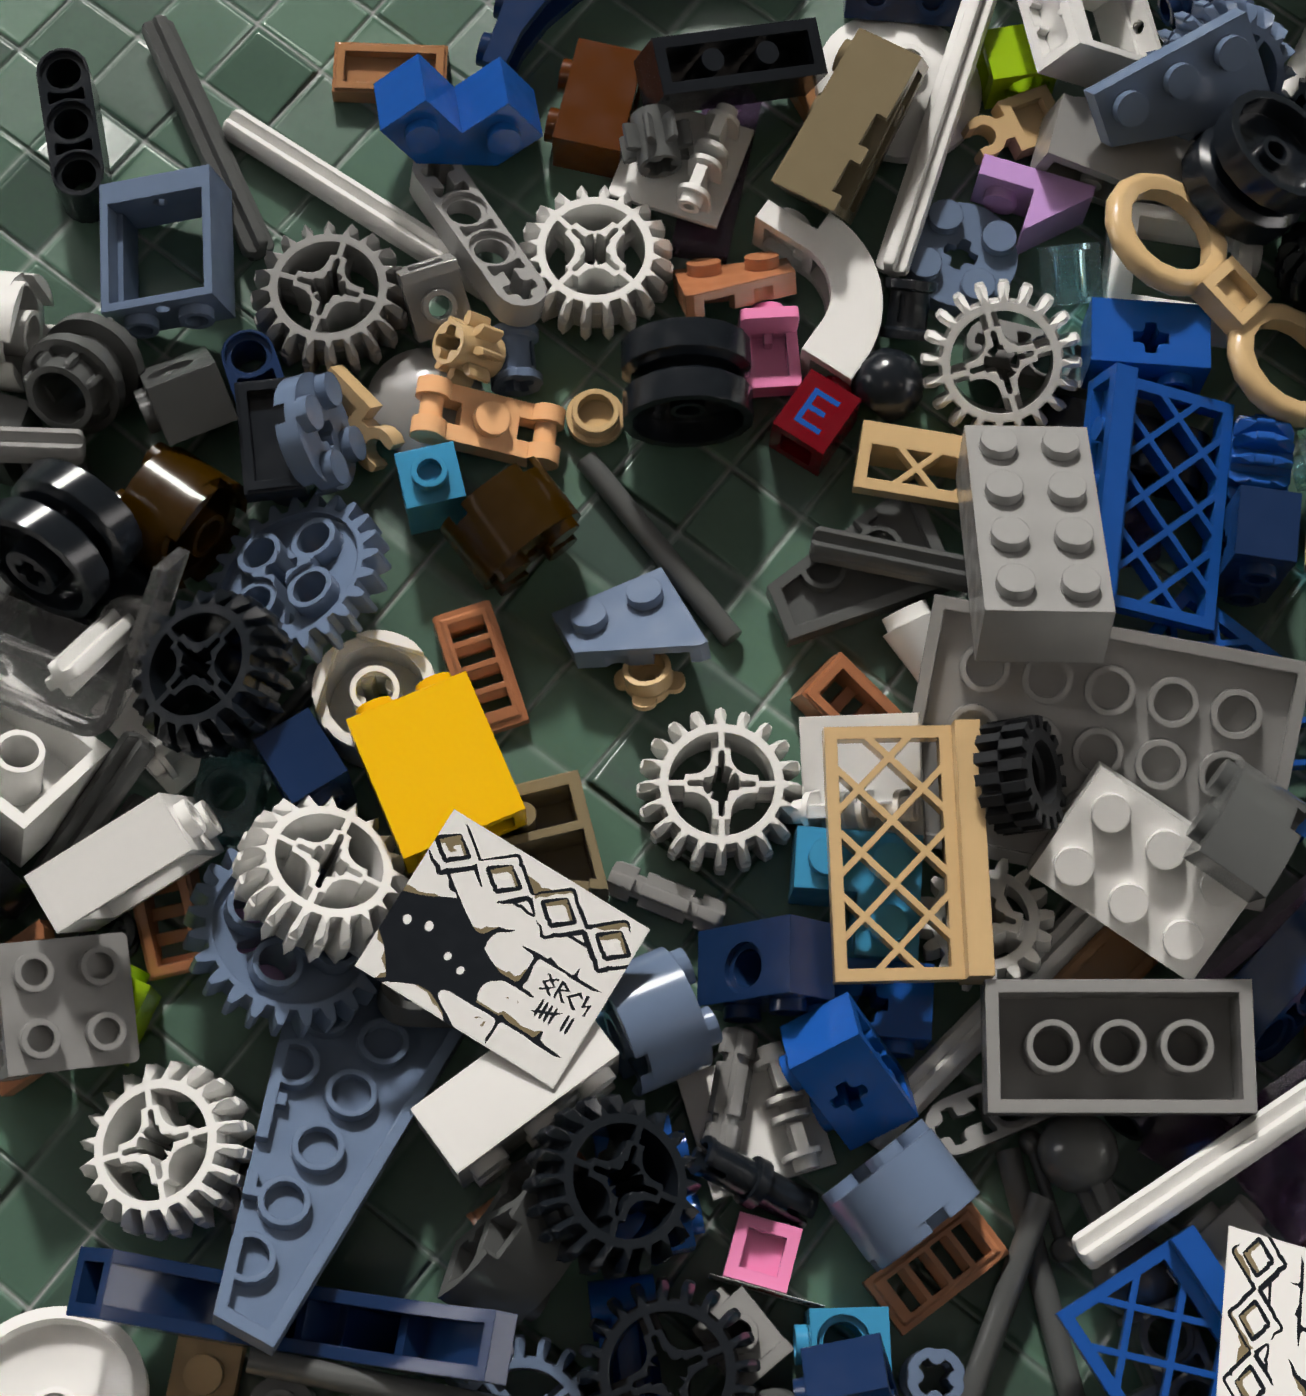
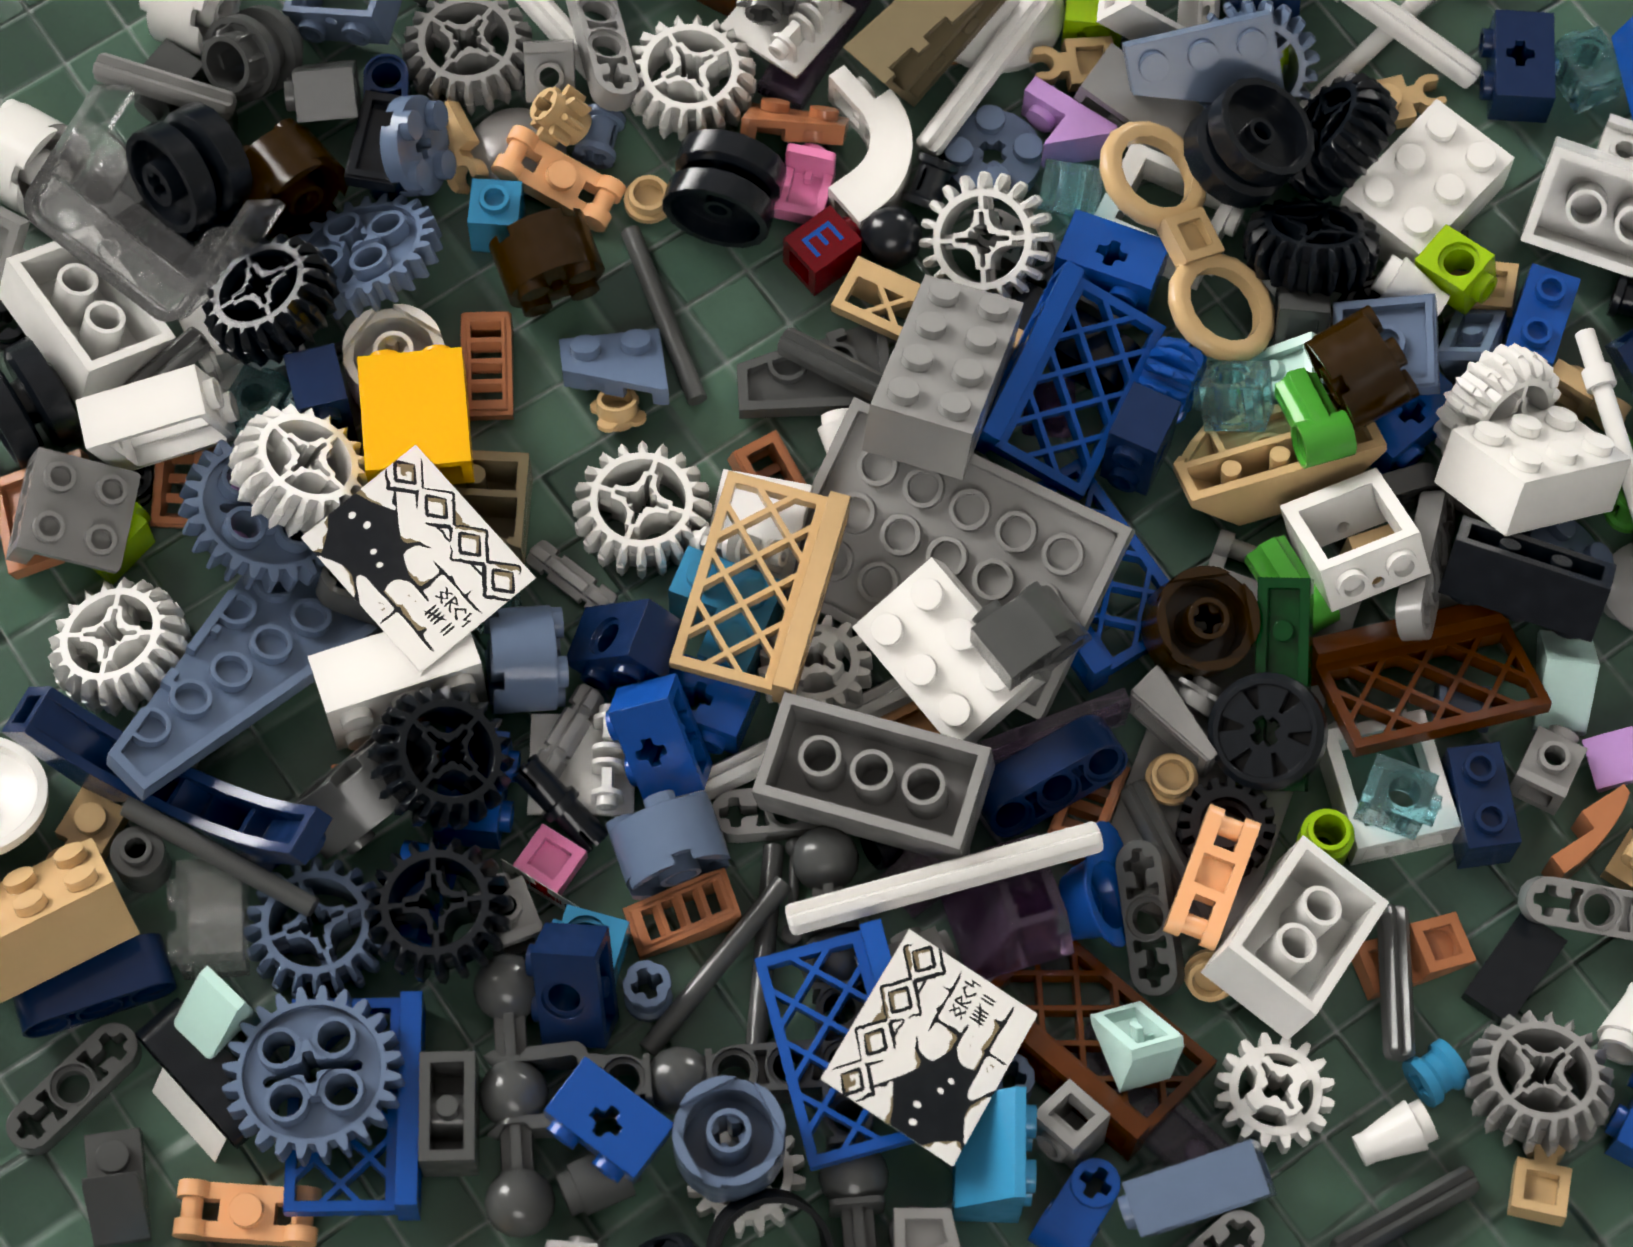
camera: 20 degrees right, 5 degrees down
(89, 652) = (177, 253): white axle -> none
(1020, 775) = (869, 549): black tyre -> none

